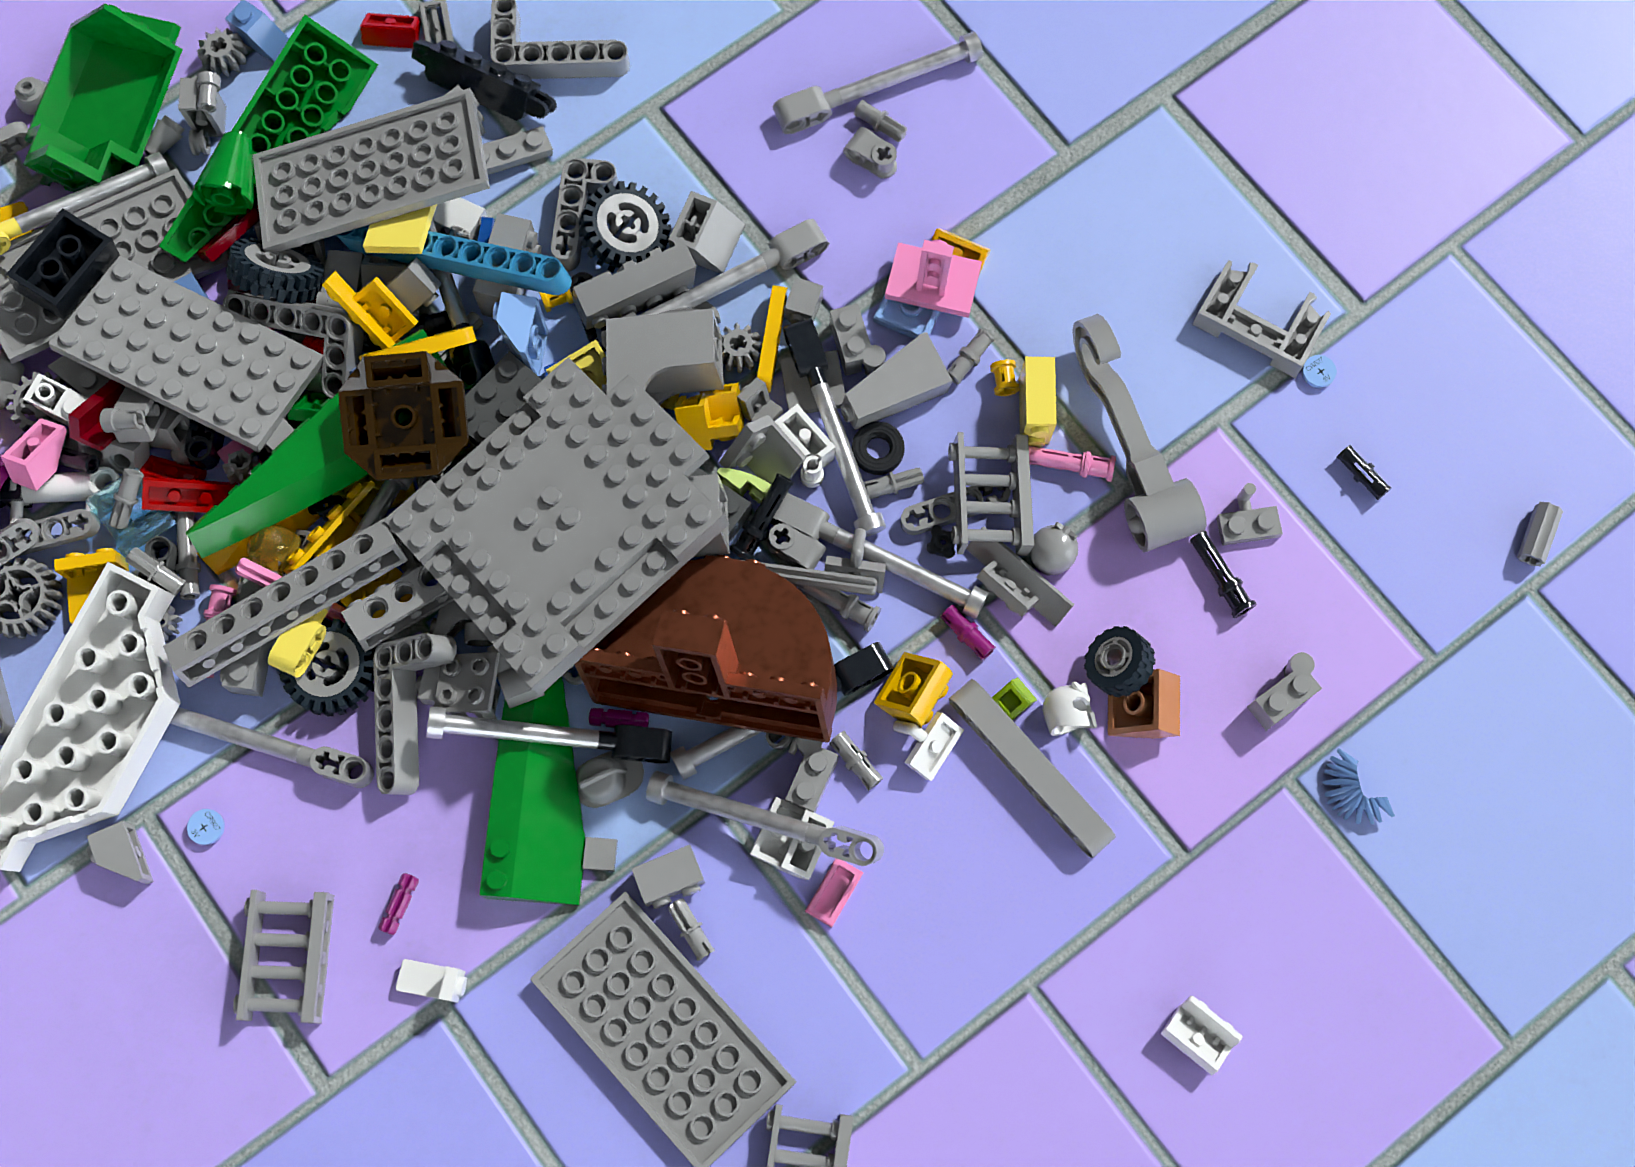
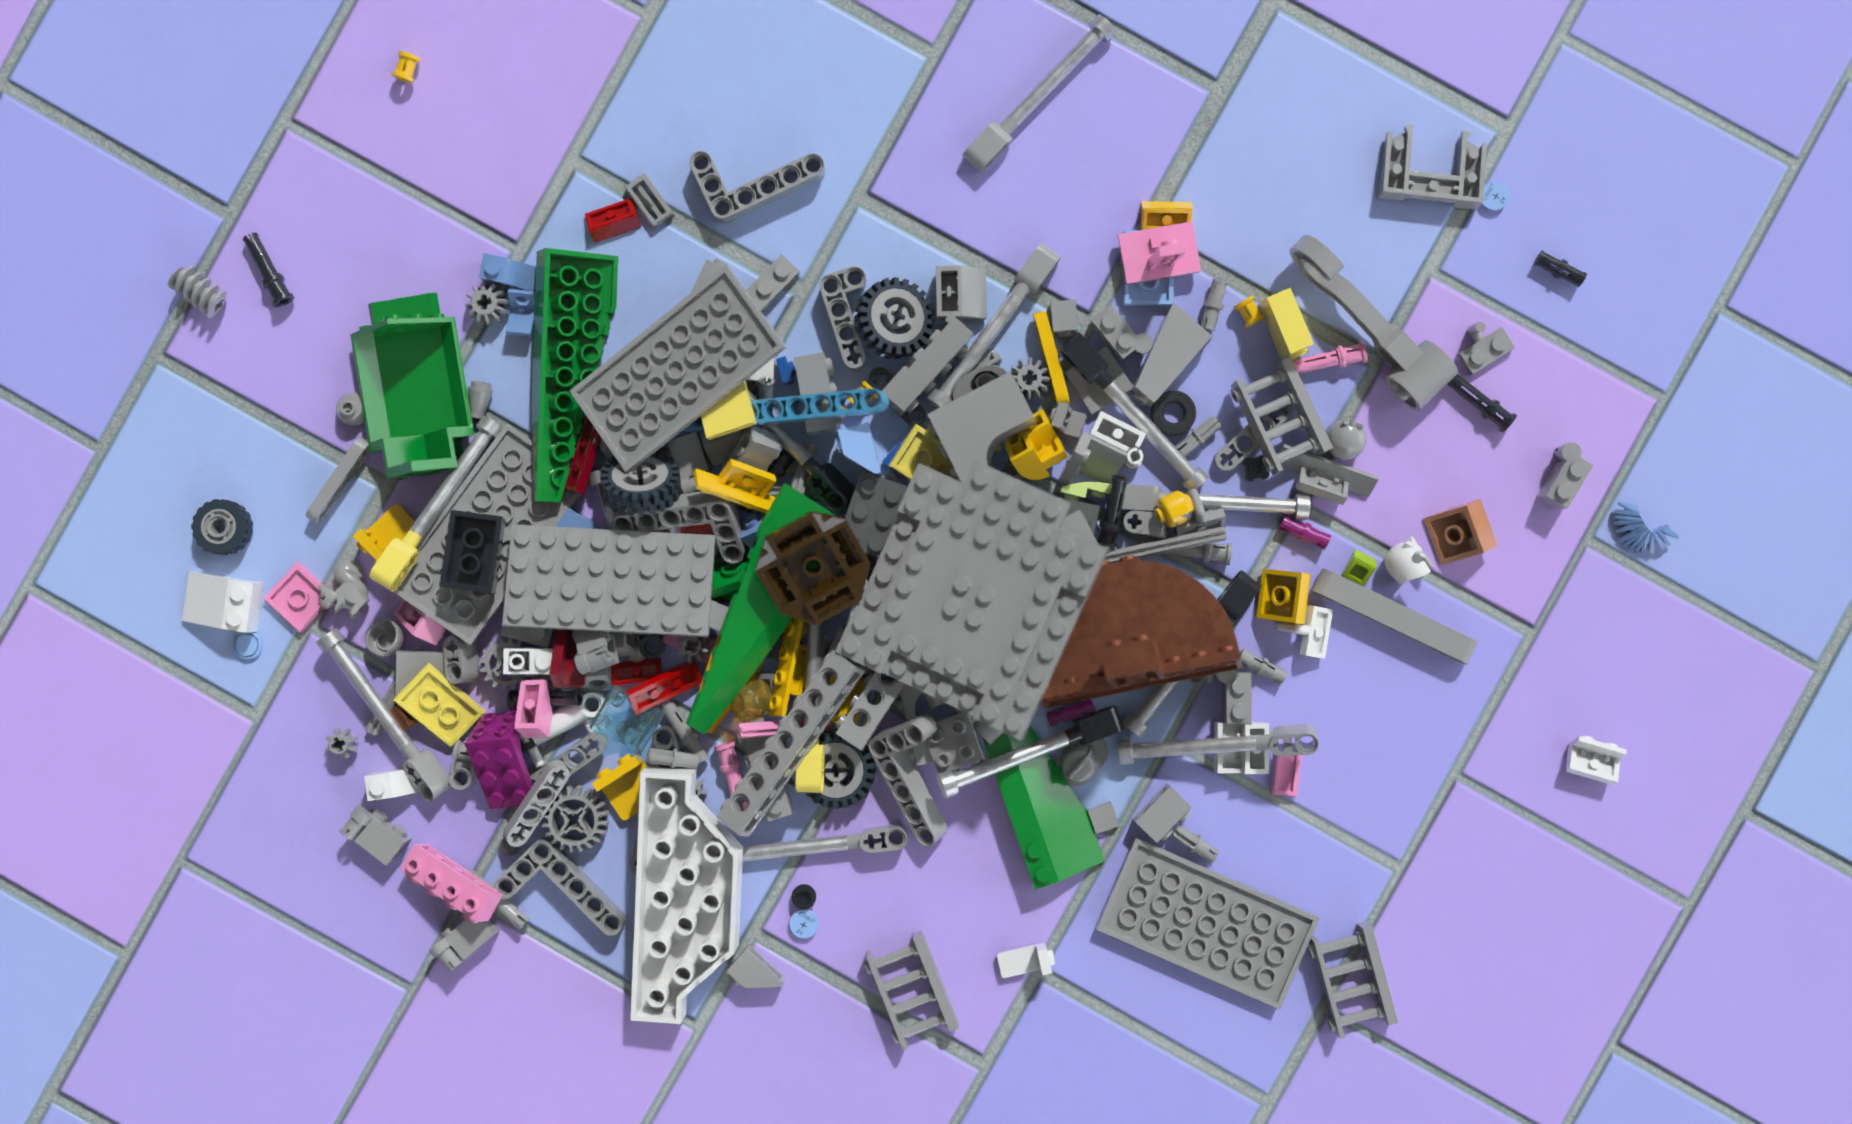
camera: 25 degrees left, 15 degrees up
(125, 498) = (619, 712): light grey axle -> none
(199, 142) = (510, 390): light grey bush -> none
(202, 103) = (500, 360): light grey hinge -> none
(221, 795) = (803, 896): none -> black plate
(228, 176) = (561, 417): green cone -> none
(249, 79) = (521, 314): none -> medium blue bracket
(398, 904) = (973, 916): magenta axle -> none
(431, 344) = (794, 501): yellow beam -> none
(490, 82) = (716, 238): black hinge -> none
(830, 539) = (1174, 509): none -> yellow head
(872, 153) = (1055, 160): light grey piece -> none
(880, 121) = (1056, 128): light grey axle -> none
(1119, 661) = (1446, 509): black wheel -> none
(1540, 534) = (1714, 261): light grey axle -> none

